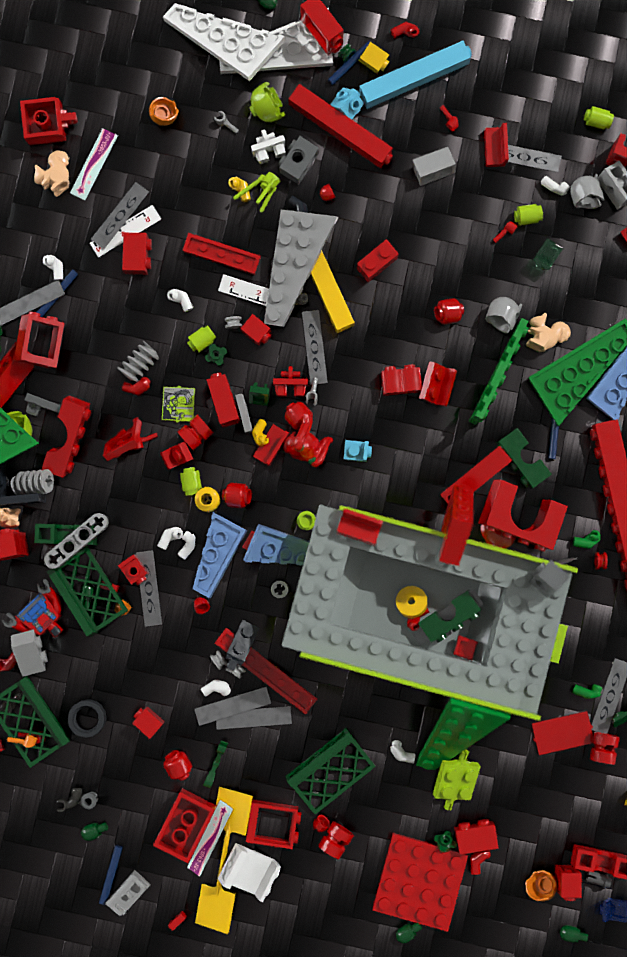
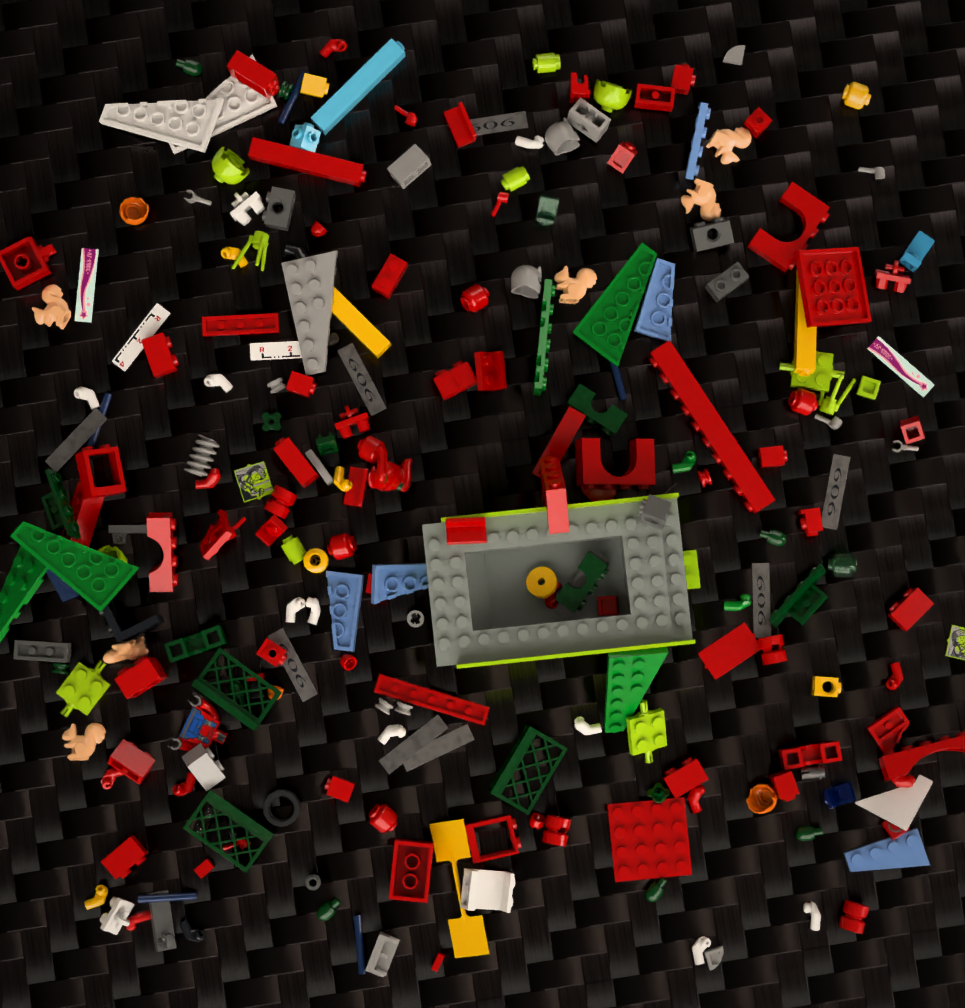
camera: 25 degrees left, 0 degrees up
(28, 742) = (236, 849): orange hand -> none
(33, 482) = (146, 607): light grey piece -> none
(74, 800) = (299, 888): clear smoke arm -> none
(75, 539) = (211, 646): light grey beam -> none
(119, 215) = (130, 324): flat silver sticker -> none
(201, 339) = (252, 412): lime brick -> none
(210, 777) = (418, 817): dark green piece -> none
(210, 838) = (439, 874): sticker -> none
(240, 645) = (399, 684): black hinge -> none
(306, 520) = (415, 545): lime plate -> none
(312, 394) = (376, 425): light grey hand -> none
(357, 451) = (438, 461): medium azure bracket -> none

